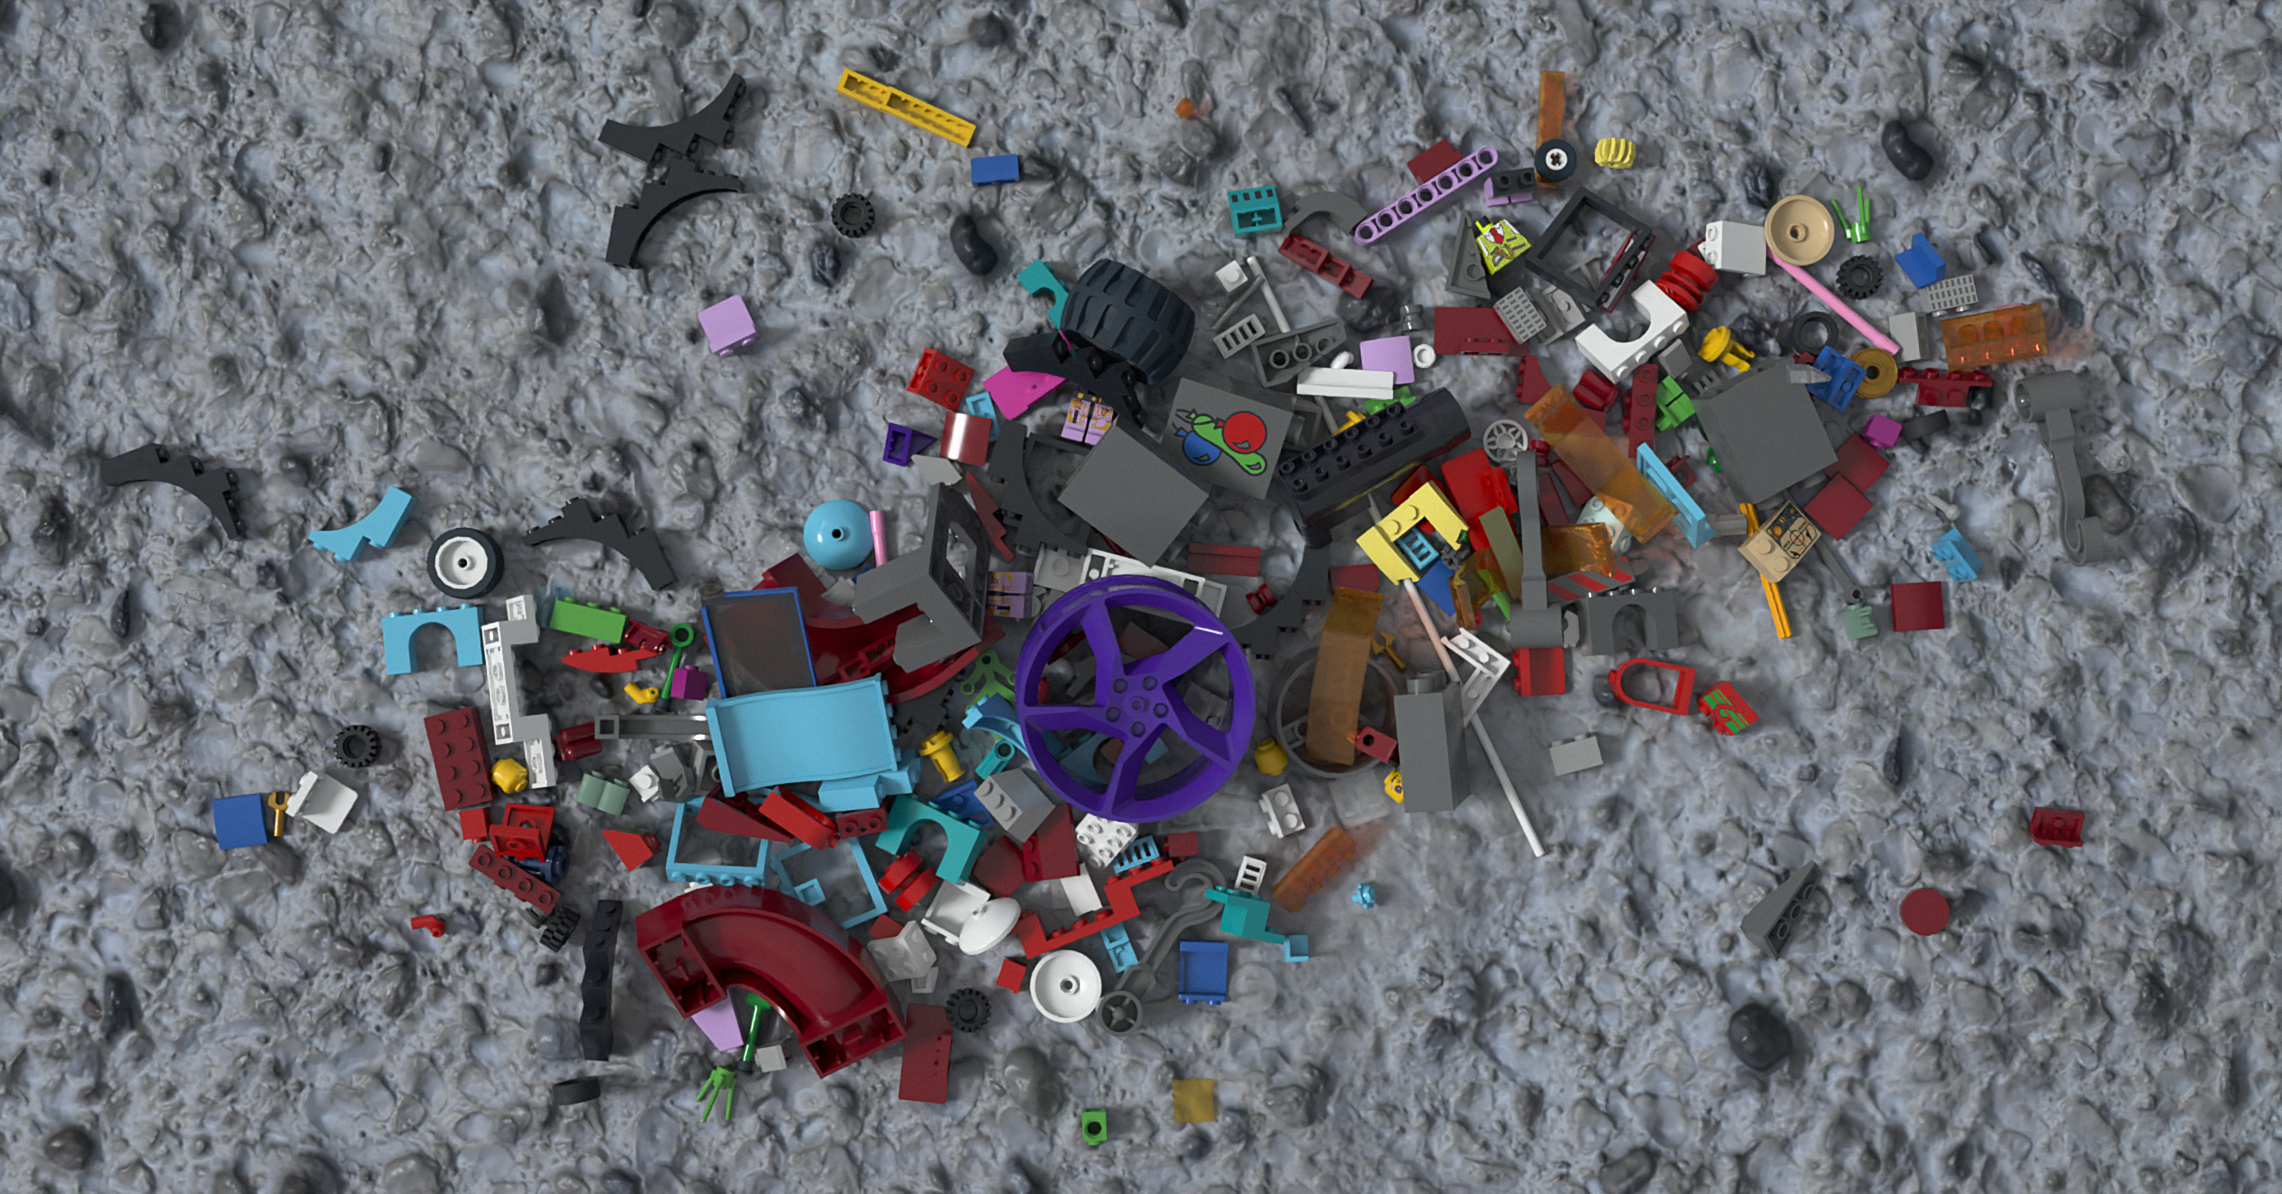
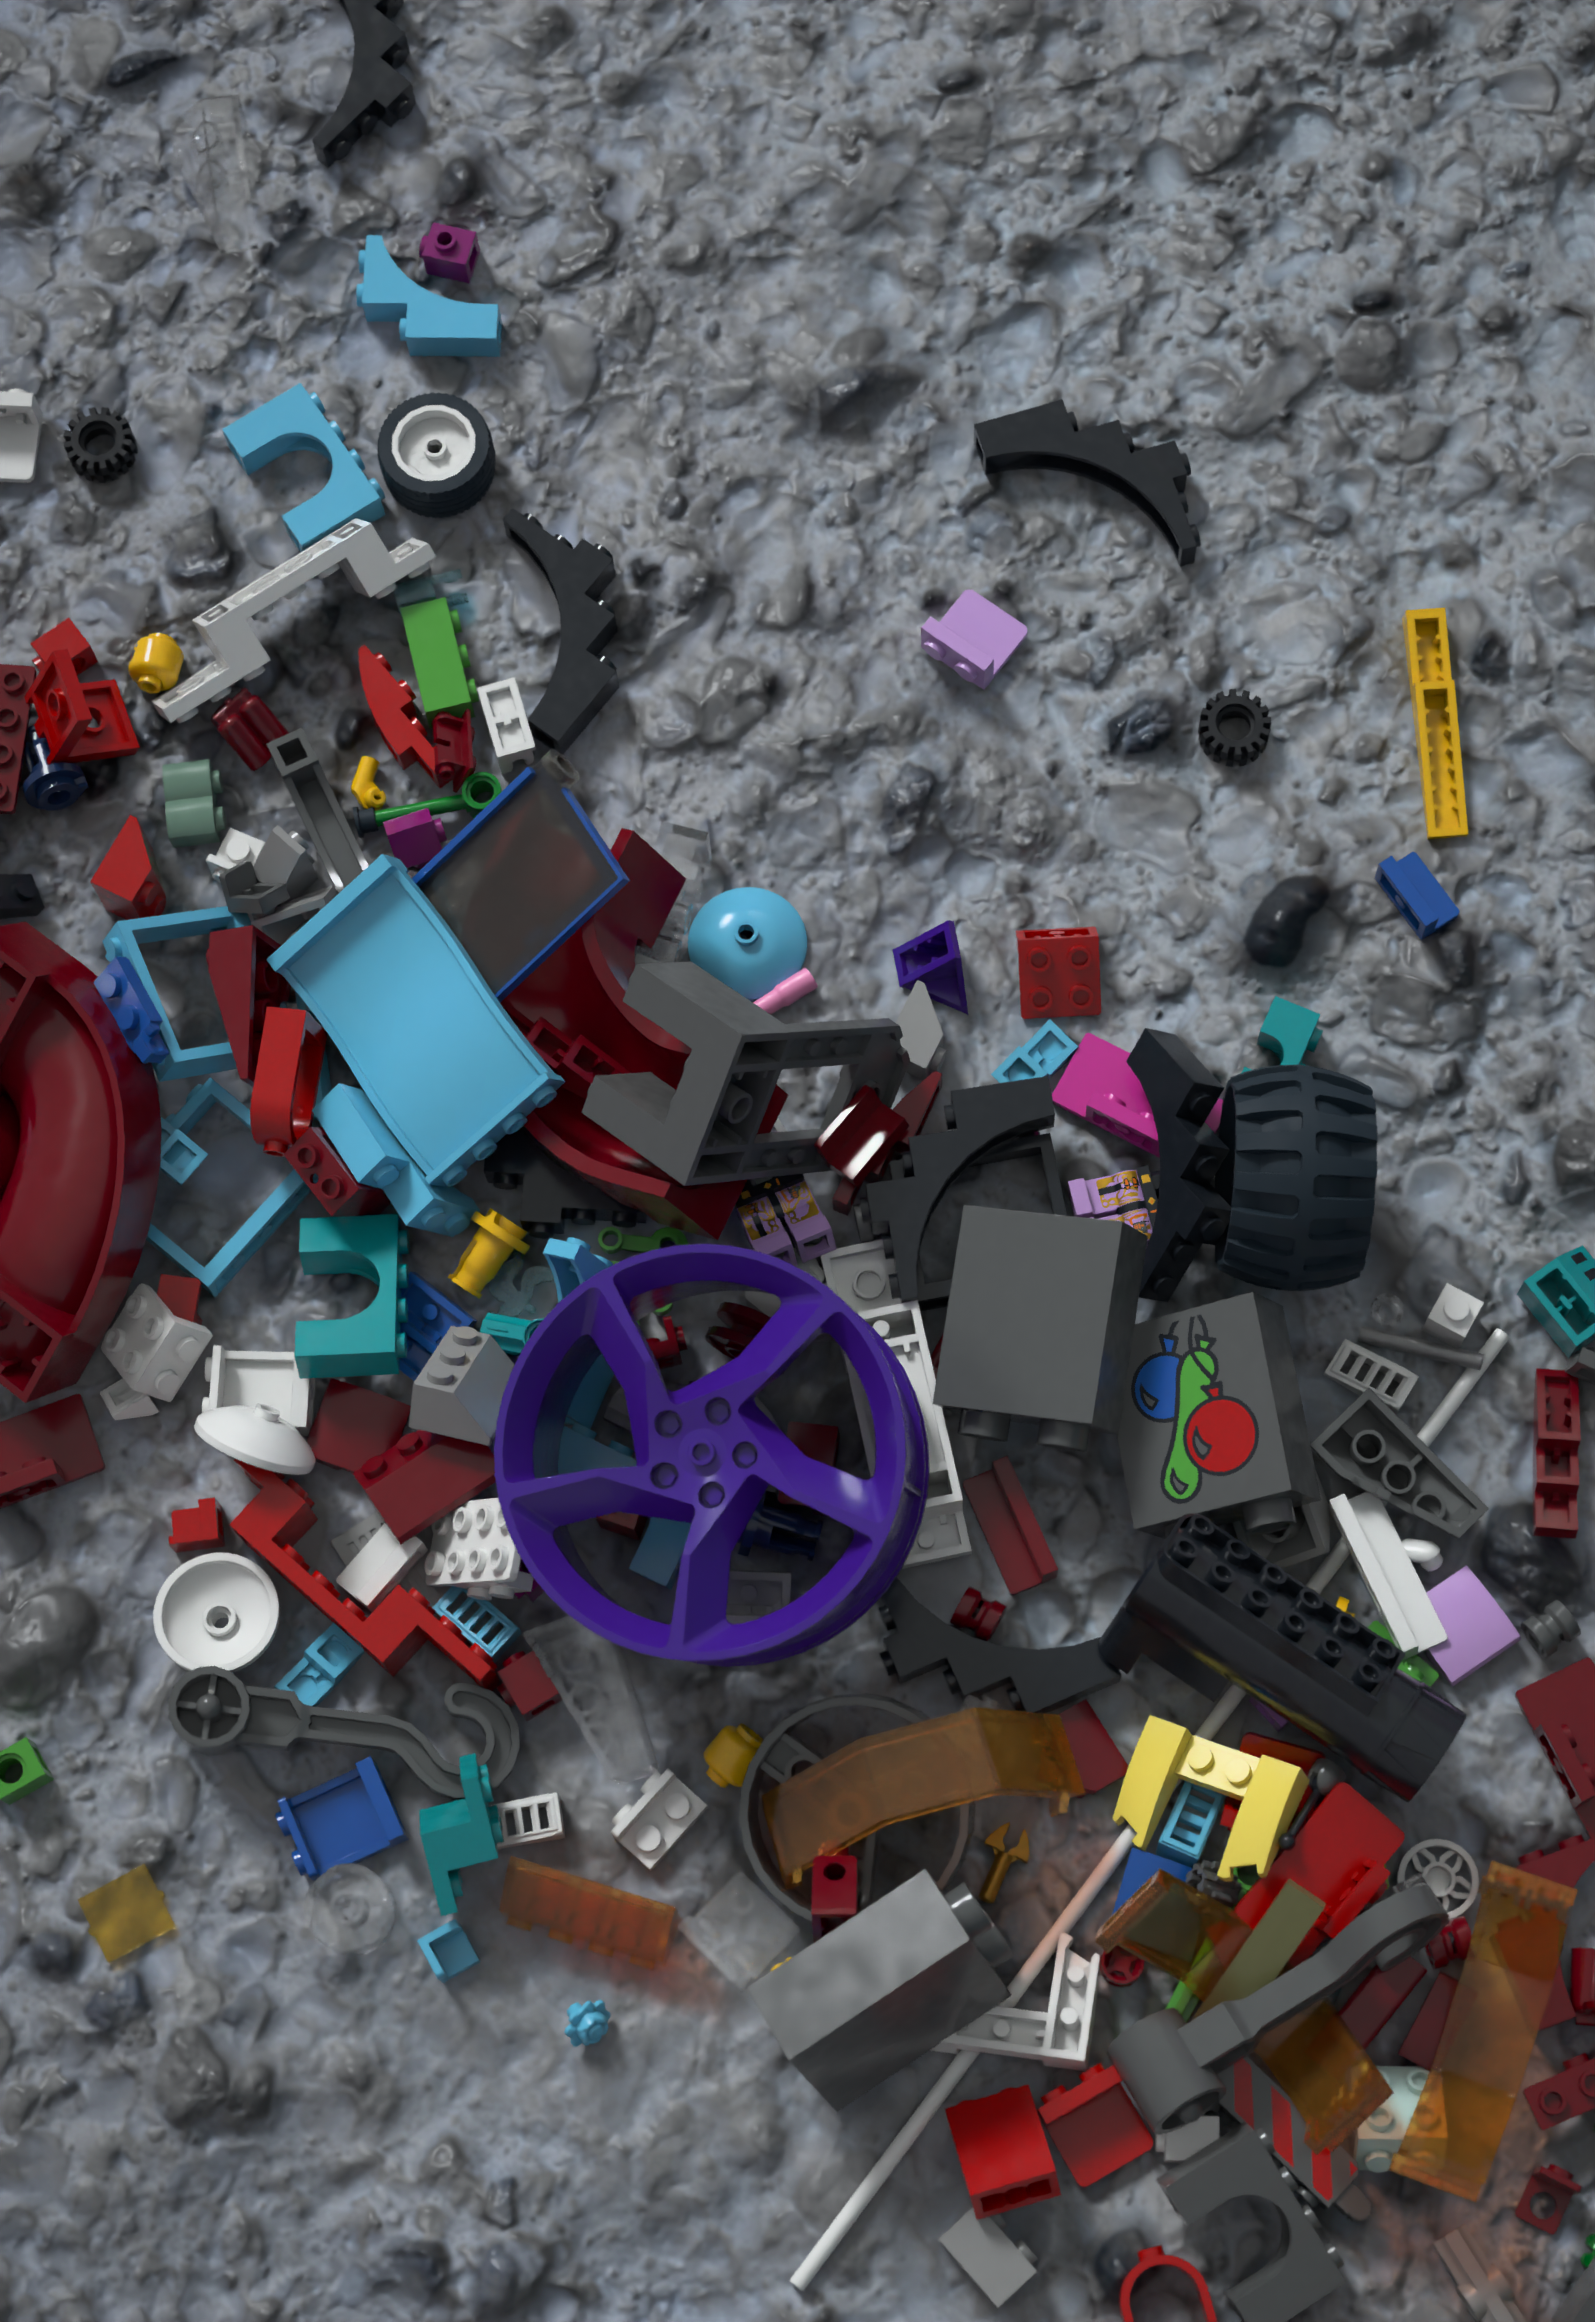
camera: 70 degrees right, 15 degrees down
(340, 496) = (450, 252): none -> magenta brick
(461, 758) = (150, 585): dark red brick -> none
(647, 601) = (507, 723): none -> white hinge
(682, 137) = (1214, 443): black arch -> none
(722, 883) = (132, 1010): none -> blue hinge
(904, 874) = (272, 1288): red wheel -> none
(965, 438) = (990, 1047): dark red slope -> none
(980, 1017) = (101, 1510): black tyre -> none
(984, 531) = (860, 1136): none -> dark red panel
(1423, 356) = (1500, 1679): white tile -> none
(1434, 472) = (1323, 1777): none -> hinge
(1531, 723) = (1002, 2151): none -> red brick
(1691, 518) = (1487, 2221): medium azure window -> none

